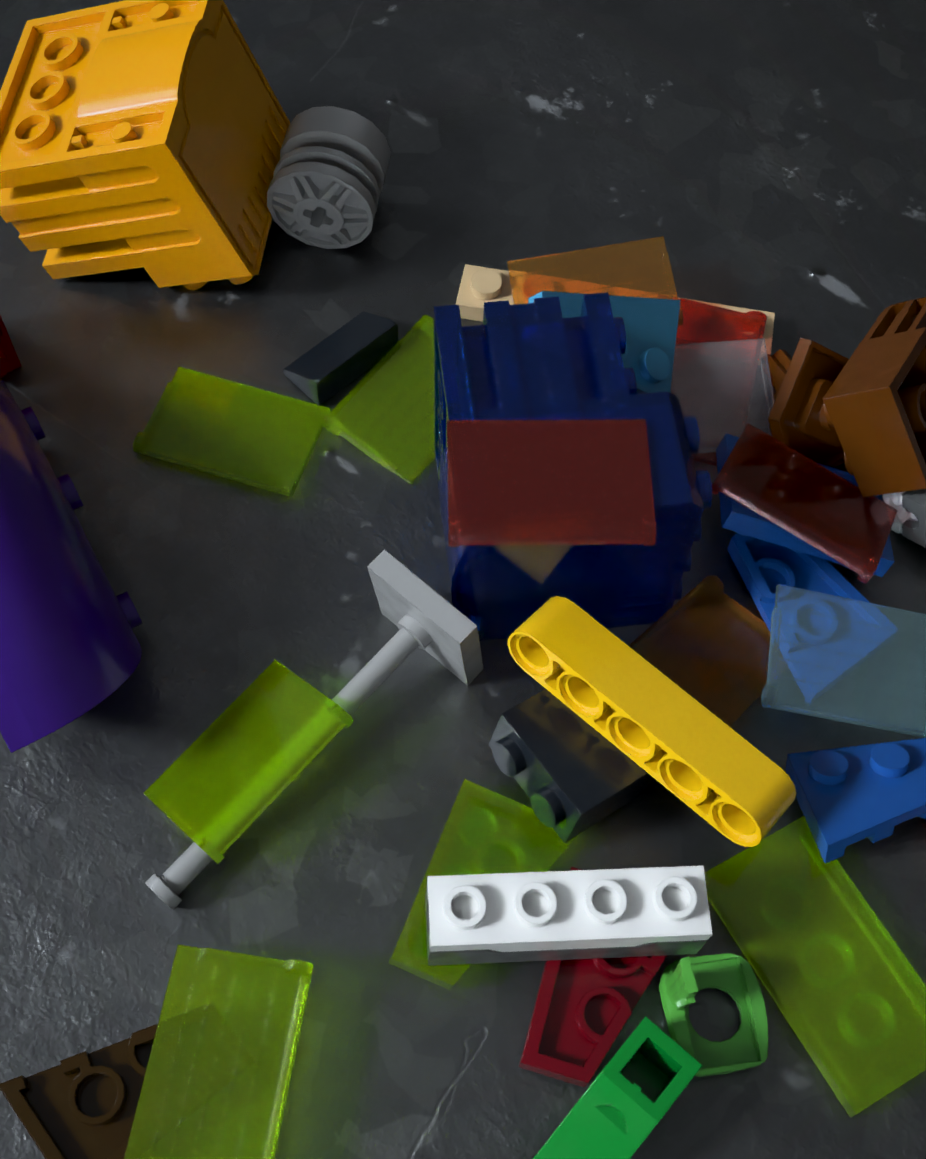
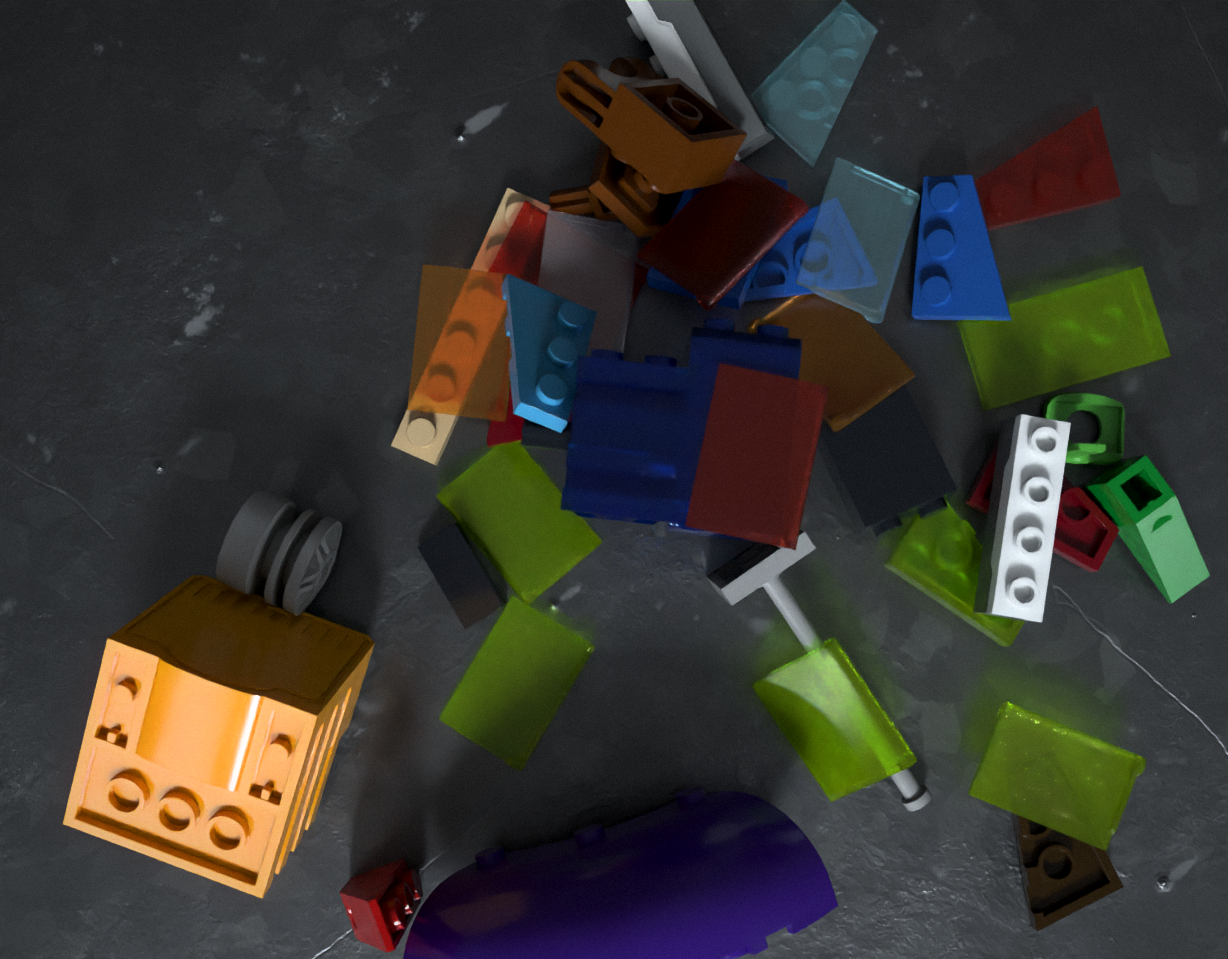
camera: 75 degrees left, 25 degrees up
(653, 721) = (902, 413): yellow beam -> none

